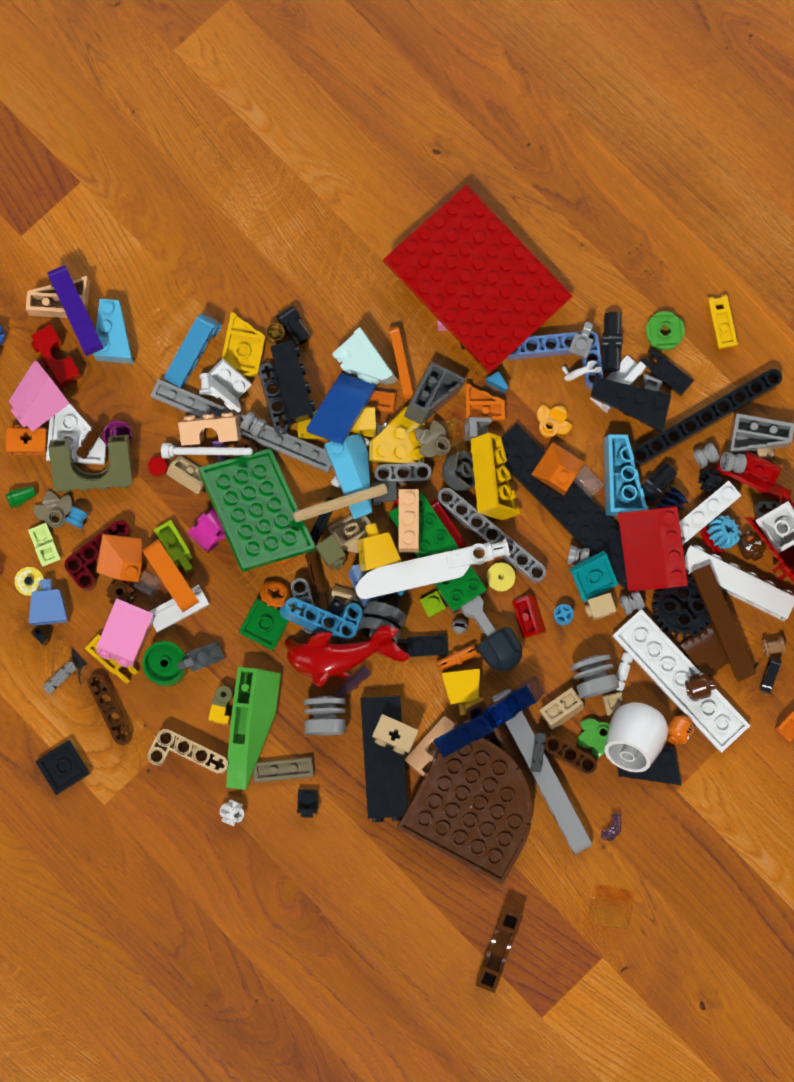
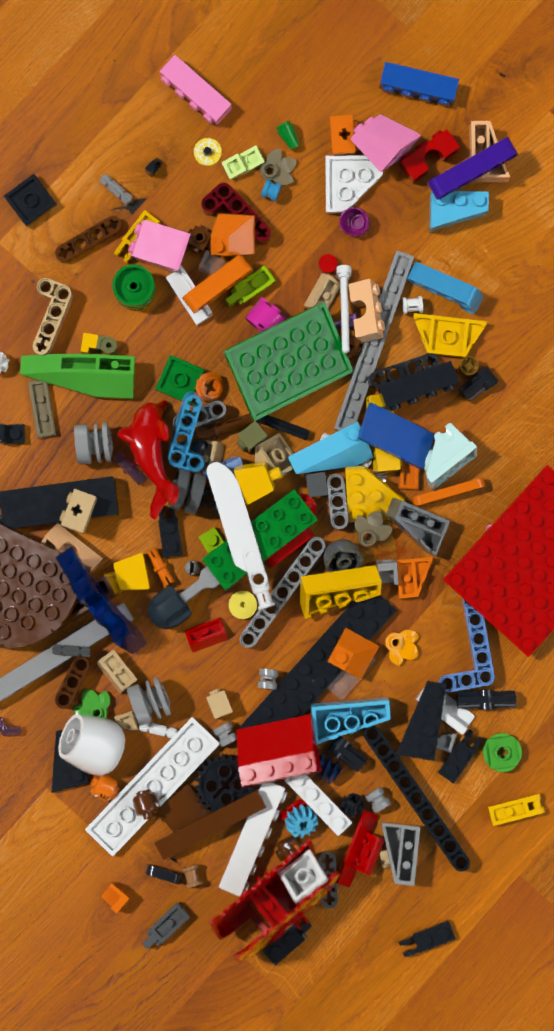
camera: 85 degrees right, 5 degrees up
(47, 605) = (183, 171): medium blue torso -> none
(69, 477) = (310, 179): olive arch -> none
(89, 440) = (347, 195): reddish brown axle -> none
(202, 657) = (142, 321): dark grey hinge -> none
(227, 384) = (411, 323): white bracket -> none
(253, 424) = (374, 352): light grey wheel -> none
(340, 502) = (301, 441): tan axle -> none
(408, 520) = (285, 508): light nougat arch -> none
(497, 382) = (436, 589): dark azure slope -> none
(565, 612) = (209, 665): dark azure wheel -> none
(581, 343) = (480, 668): light grey plate -> none
(581, 371) = (451, 669): white piece -> none
(593, 576) = (247, 694): teal plate -> none
(733, 462) = (371, 826): light grey wheel -> none

